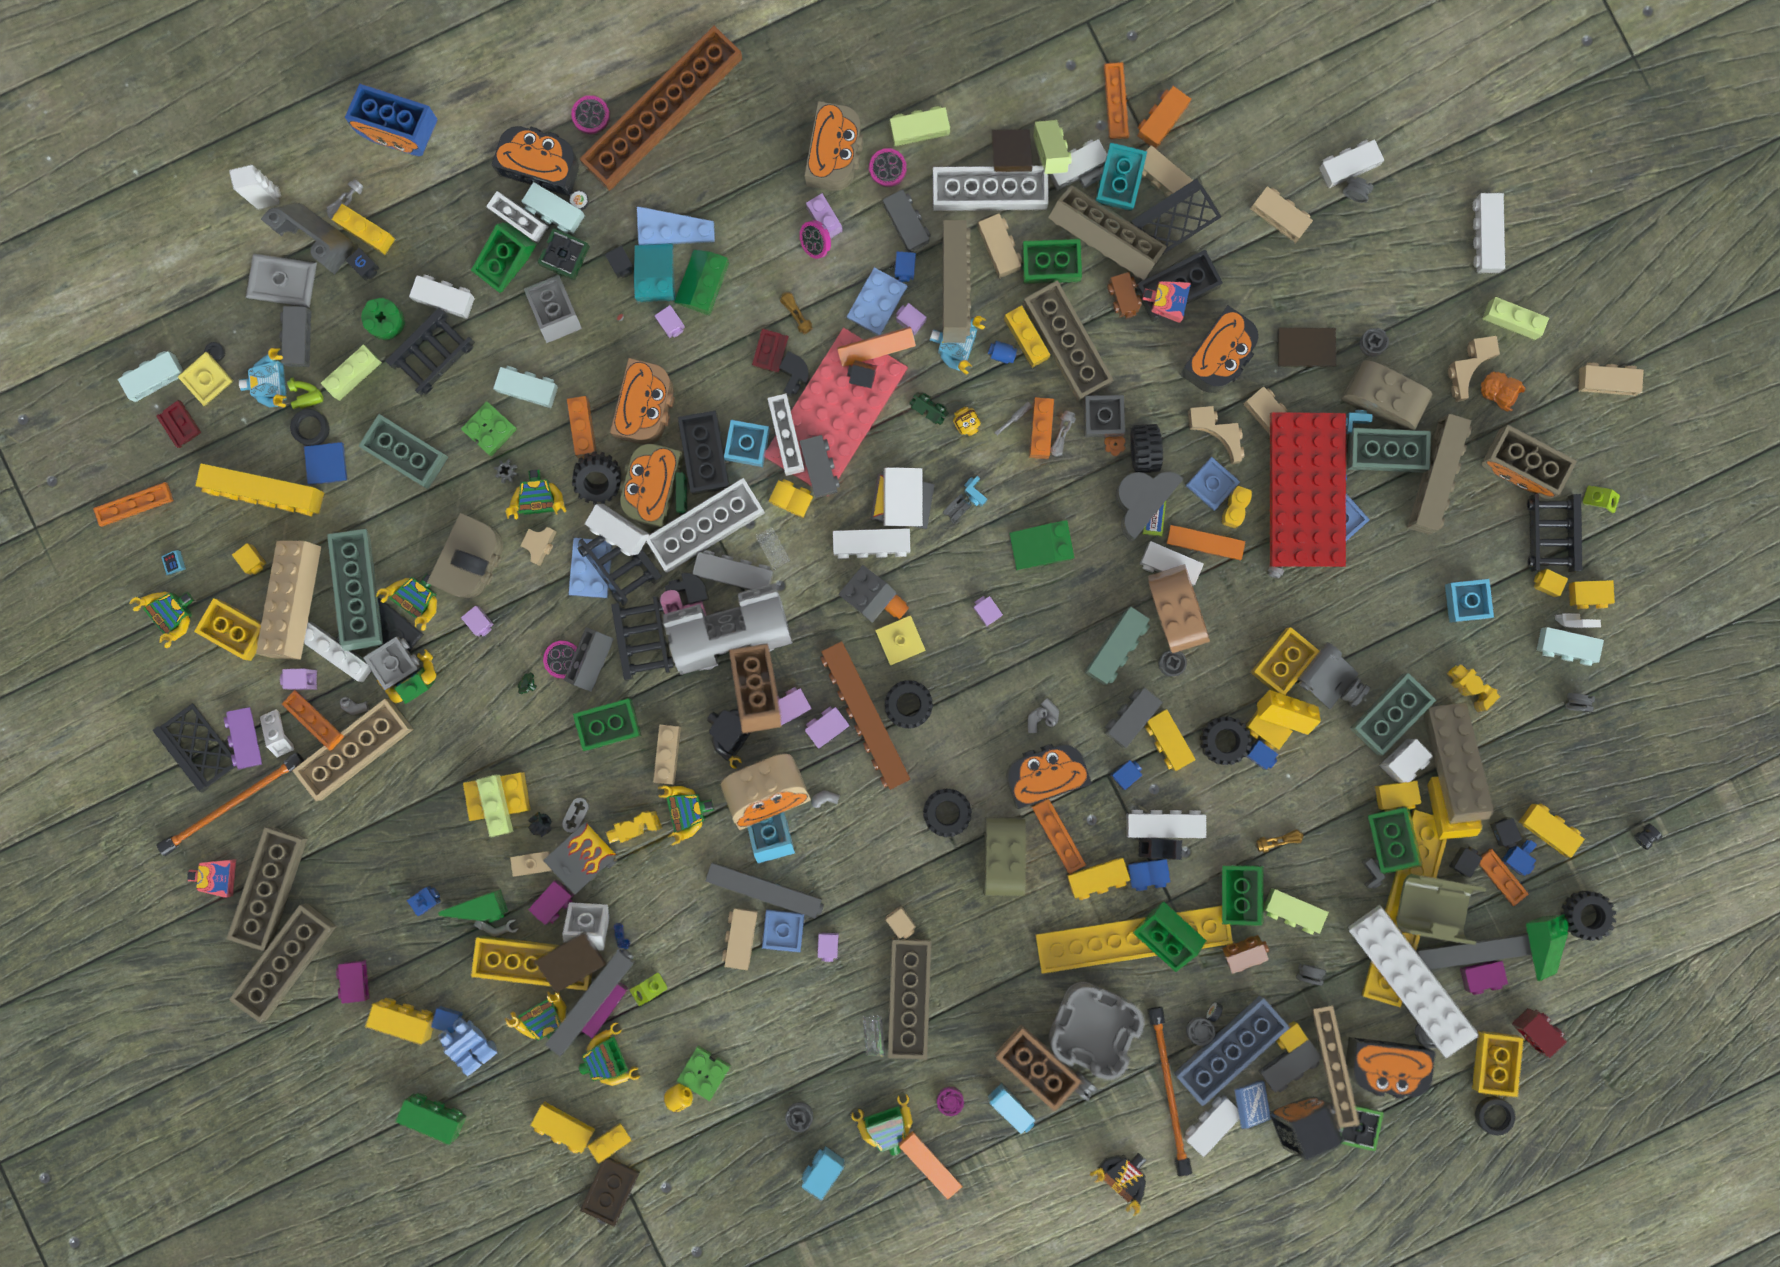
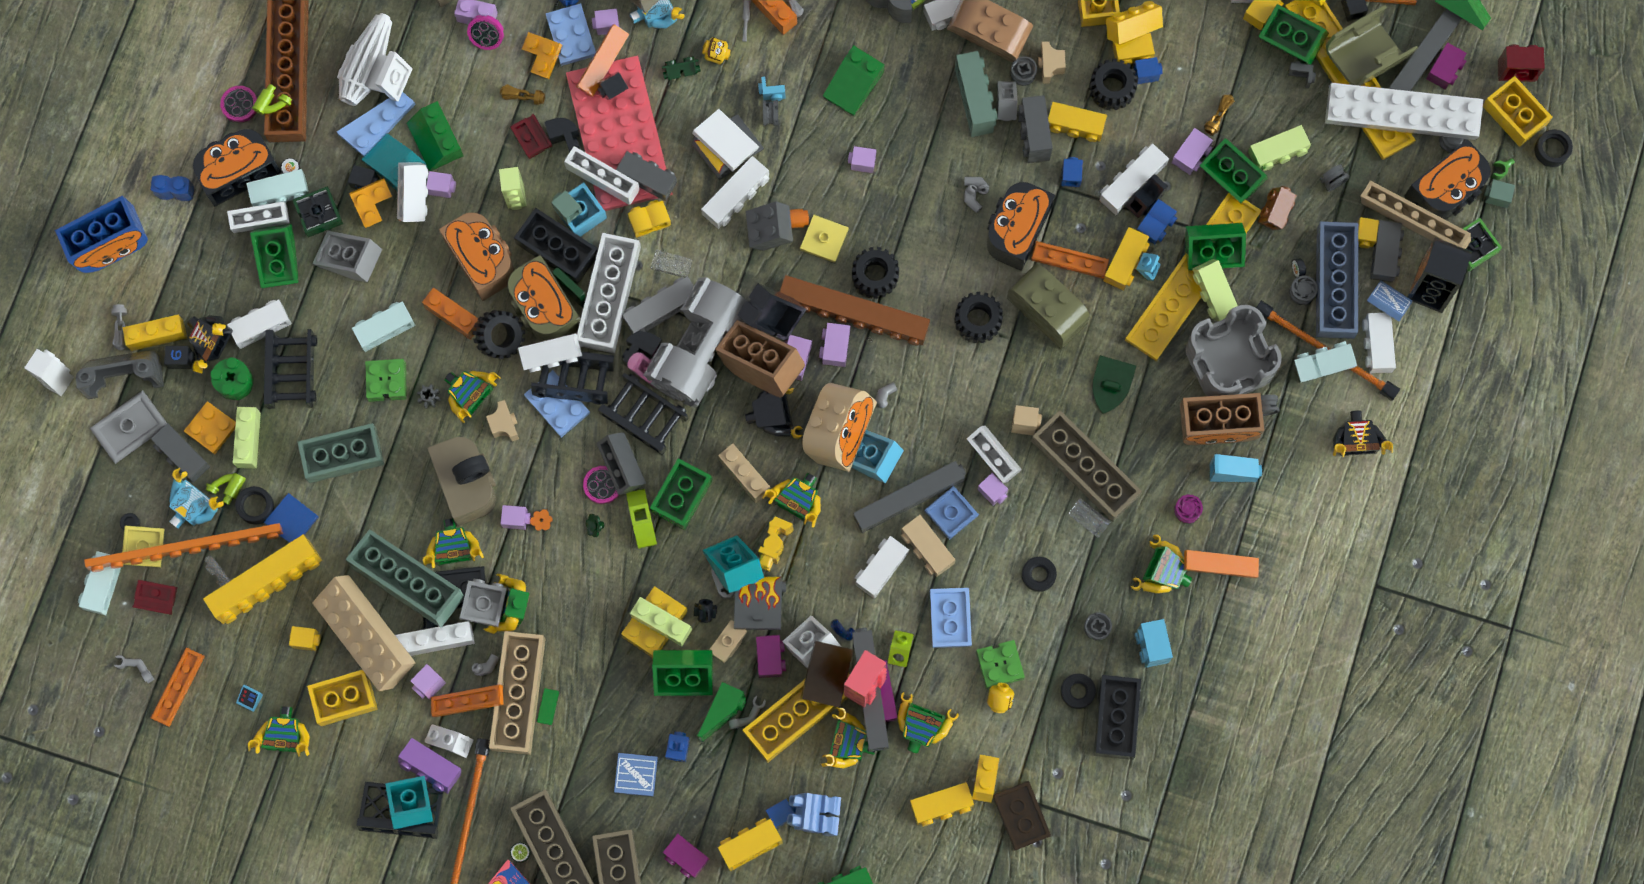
camera: 45 degrees left, 10 degrees down
(119, 474) = (145, 673): none -> light grey arm
(200, 752) = (409, 802): none -> teal brick
(222, 407) = (175, 549): none -> orange plate
(238, 445) = (214, 568): none -> clear plate
(245, 860) = (520, 852): none -> tile
(335, 338) = (210, 427): none -> light orange plate
(368, 778) = (548, 706): none -> green sticker
(378, 888) = (636, 774): none -> medium blue tile
(394, 273) = (208, 339): none -> torso
(477, 854) = (683, 672): none -> green brick
(479, 131) = (169, 188): none -> blue brick
(490, 638) = (542, 515): none -> orange plant
(563, 711) = (641, 518): none -> lime slope
(582, 1002) = (865, 678): none -> coral brick
(591, 813) = (734, 563): none -> teal slope
(605, 132) = (263, 101): none -> lime plant
(607, 280) = (366, 198): none -> light orange plate
(640, 309) = (412, 192): none -> white brick
(693, 919) = (881, 566): none -> white brick
(704, 182) = (369, 67): none -> white piece
(704, 1005) = (950, 617): none -> light blue plate
(713, 379) = (512, 188): none -> yellowish green brick
(735, 433) = (566, 206): none -> sand green brick
(738, 1134) = (1073, 702): none -> black tyre
(743, 1196) = (1117, 717): none -> black brick
(799, 662) = (772, 312): none -> black piece
(806, 1028) = (1034, 585): none -> black tyre
(844, 299) = (546, 51): none -> light orange plate
(854, 922) = (994, 454): none -> white brick
(993, 954) = (1111, 383): none -> dark green shield
(1107, 900) = (1149, 266): none -> medium azure bracket
(1135, 968) = (1214, 289): none -> yellowish green brick
(1136, 673) = (1006, 100): none -> light grey arch
(1159, 1104) = (1325, 362): none -> light aqua piece
(1198, 677) = (1051, 62): none -> tan brick
(1229, 849) = (1192, 151): none -> lavender brick
(1418, 1109) = (1499, 193): none -> sand green brick
(1445, 1092) = (1504, 165): none -> bright green piece

